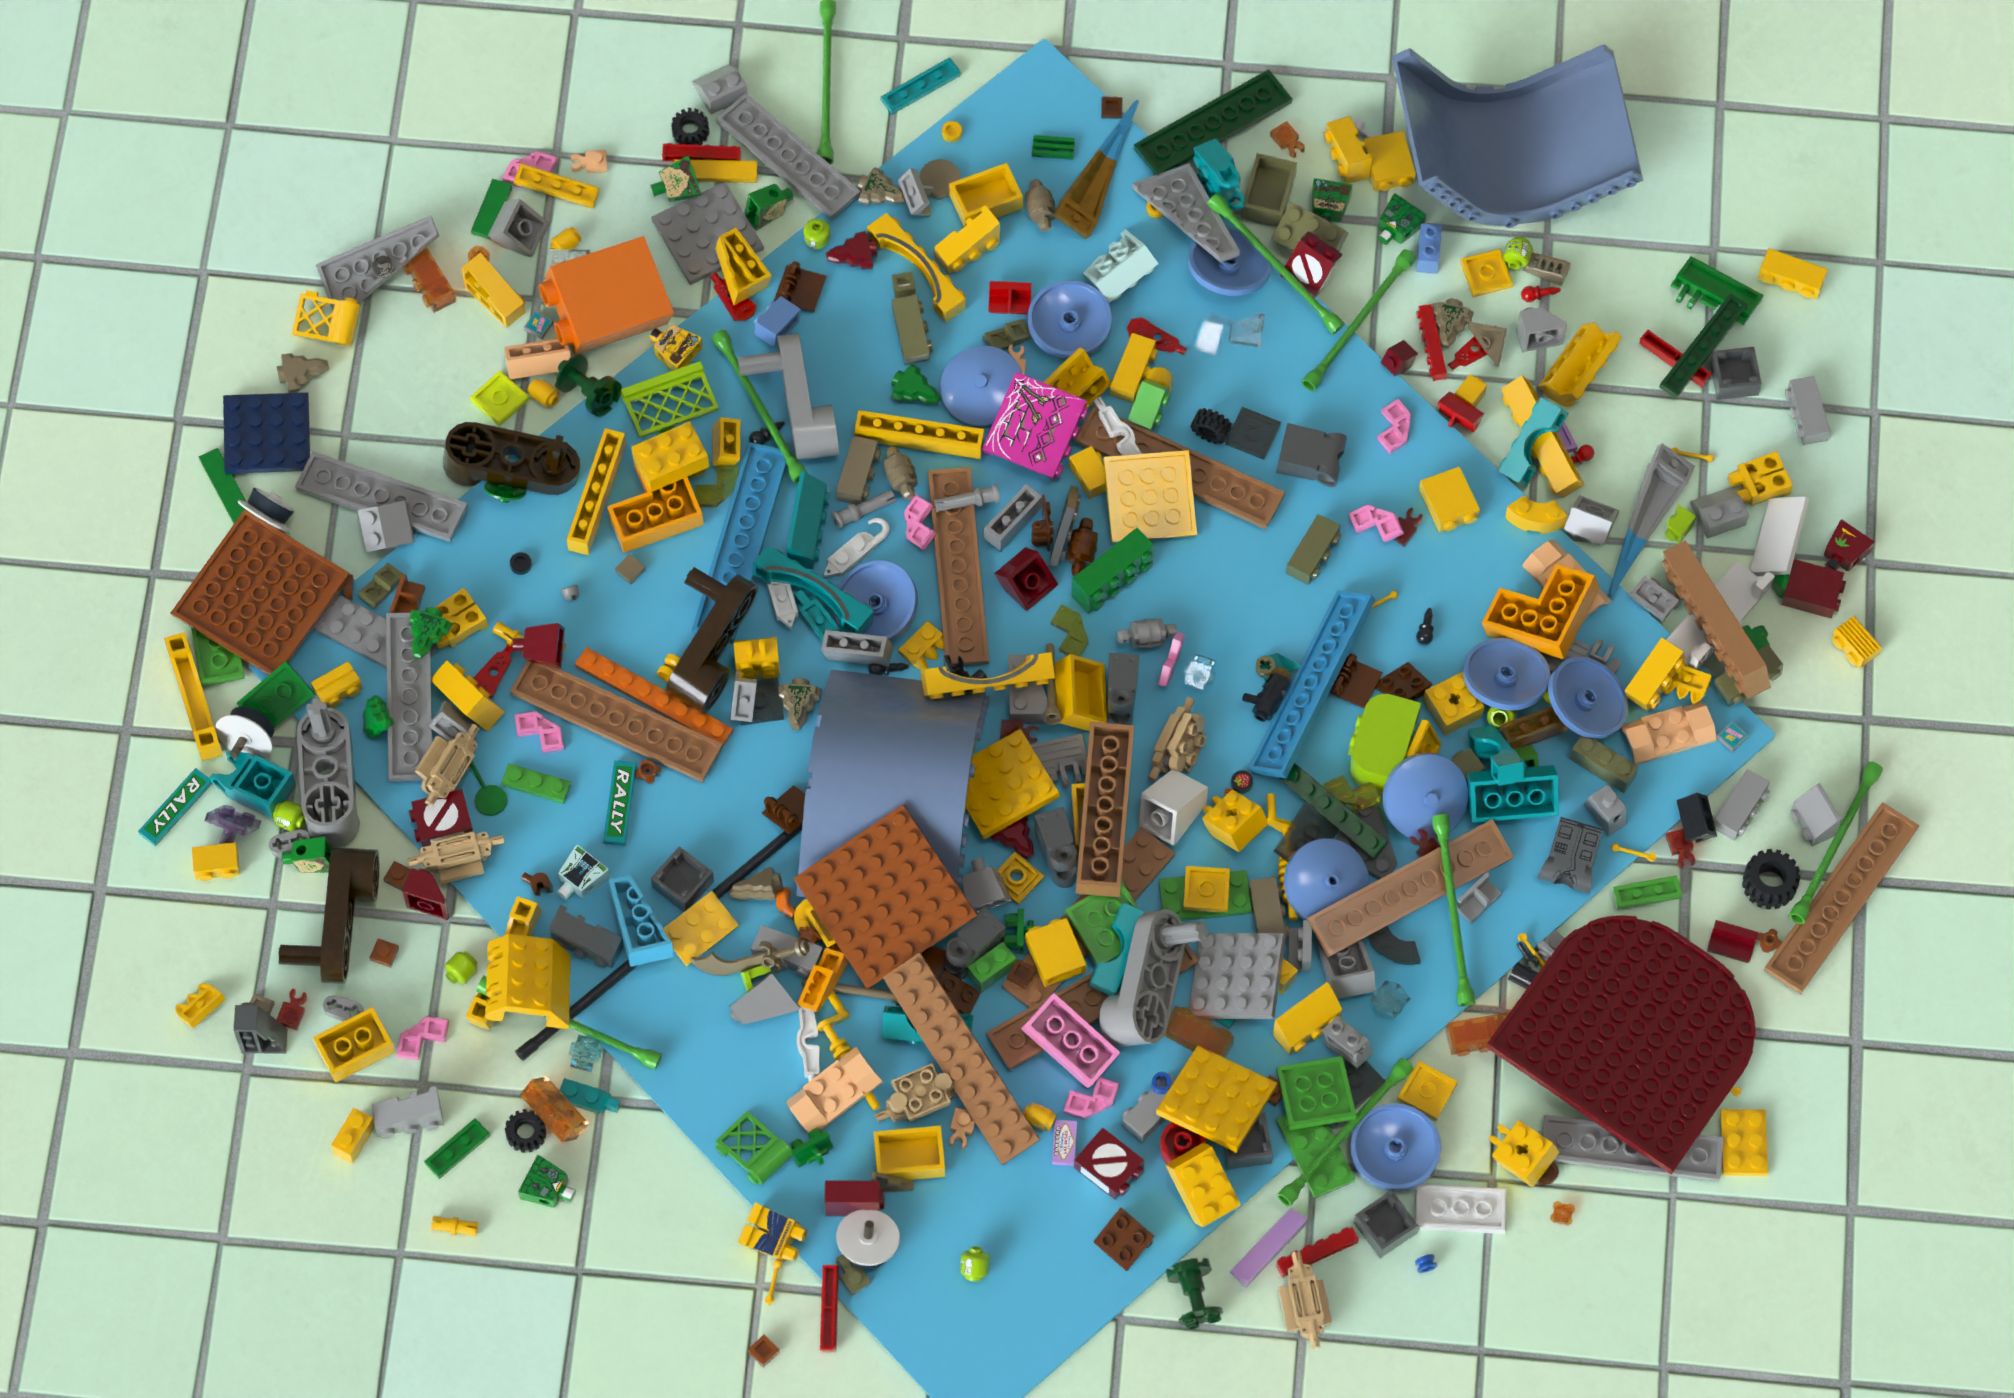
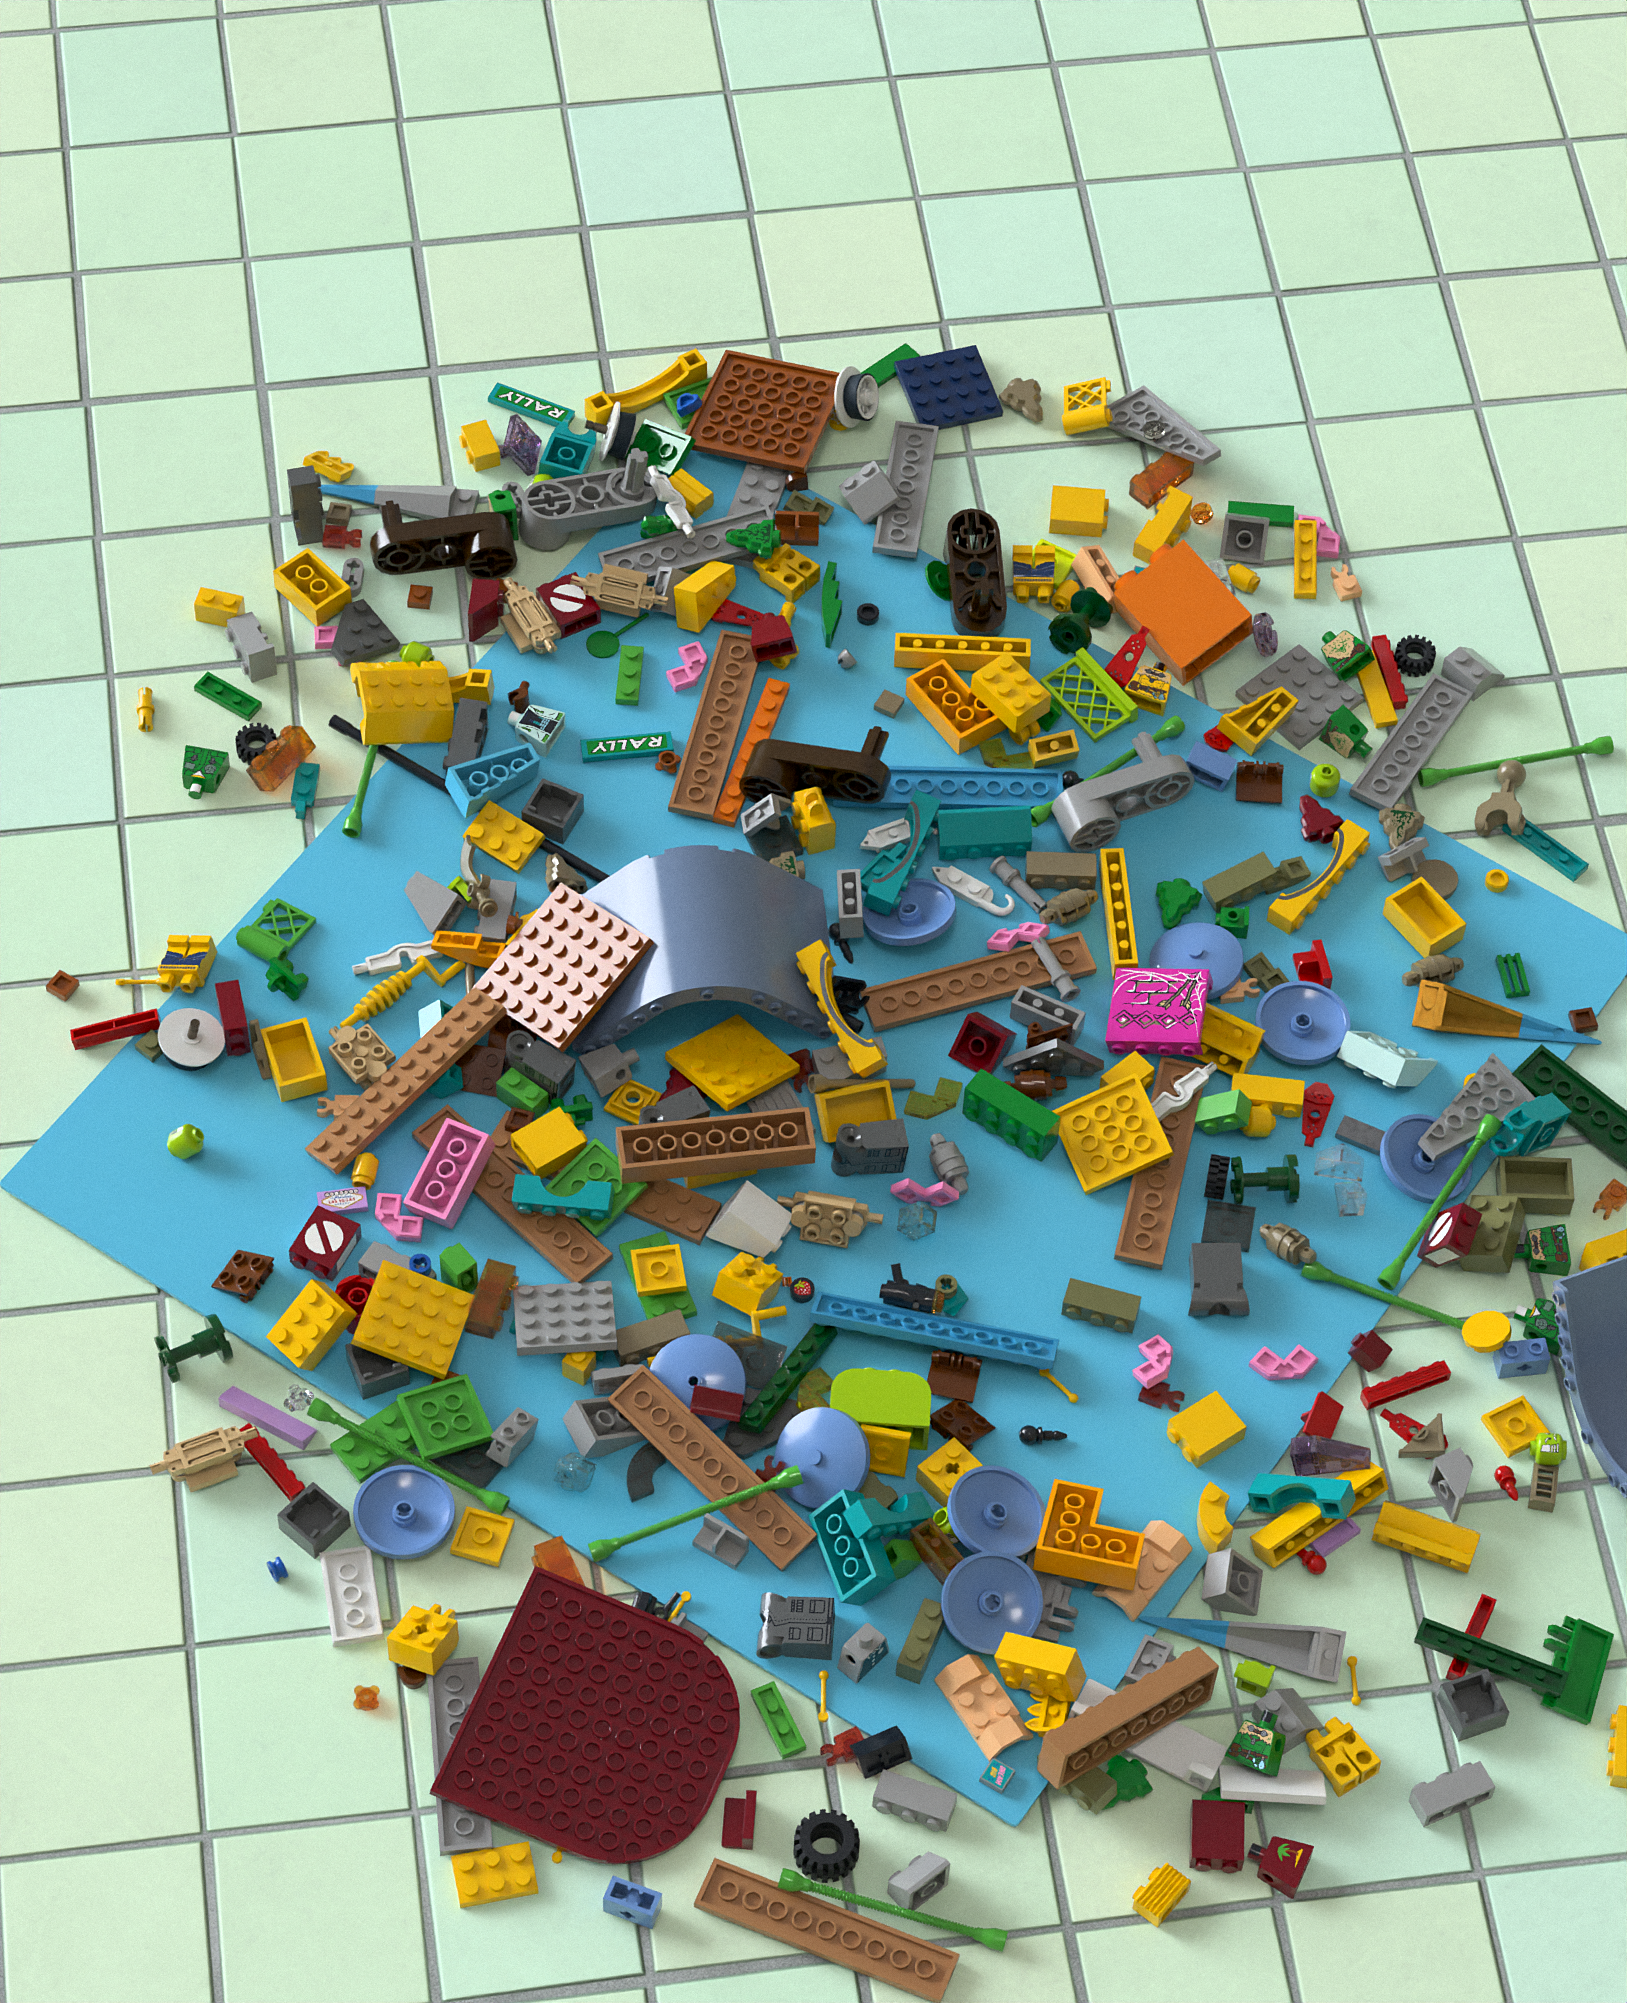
camera: 75 degrees right, 10 degrees down
(227, 661) = (688, 403): none -> blue tile
(273, 918) = (414, 500): none -> light grey plate
(366, 696) = (676, 505): none -> white piece
(420, 1012) = (361, 635): none -> dark grey plate
(448, 358) = (1078, 511): none -> yellow brick
(512, 593) = (830, 605): none -> green slope
(516, 410) = (1033, 581): none -> yellow hips
(585, 1053) = (345, 771): clear light blue brick -> none
(633, 235) = (1264, 636): none -> tile
(651, 358) = (1119, 661): none -> red piece
(833, 1091) = (346, 980): light nougat piece -> none
(876, 102) = (1503, 805): none -> dark tan piece
(922, 645) = (877, 967): yellow plate -> none
(946, 346) = (1234, 920): none -> green brick
(969, 243) = (1364, 915): yellow wedge -> none
(1150, 979) = (506, 1238): light grey beam -> none
(1170, 1053) = (458, 1268): none -> bright green brick
(1187, 307) = (1360, 1134): none -> flat silver tile
(1225, 376) = (1273, 1178): none -> dark green piece
(1259, 1217) = (298, 1398): none -> clear piece
(1287, 390) = (1287, 1243): none -> dark tan piece
(1307, 1019) = (529, 1389): yellow slope -> none
(1359, 868) = (716, 1403): none -> dark red panel
(1406, 264) = (1486, 1331): none -> yellow tile
(1450, 319) = (1438, 1397): dark tan rock -> none
(1472, 390) = (1353, 1430): yellow brick -> none
(1495, 414) = (1323, 1455): none -> slope
(1747, 535) = (1259, 1744): none -> torso
(1769, 946) = (752, 1853): dark orange plate -> none
(1795, 1036) = (632, 1902): none -> medium blue brick

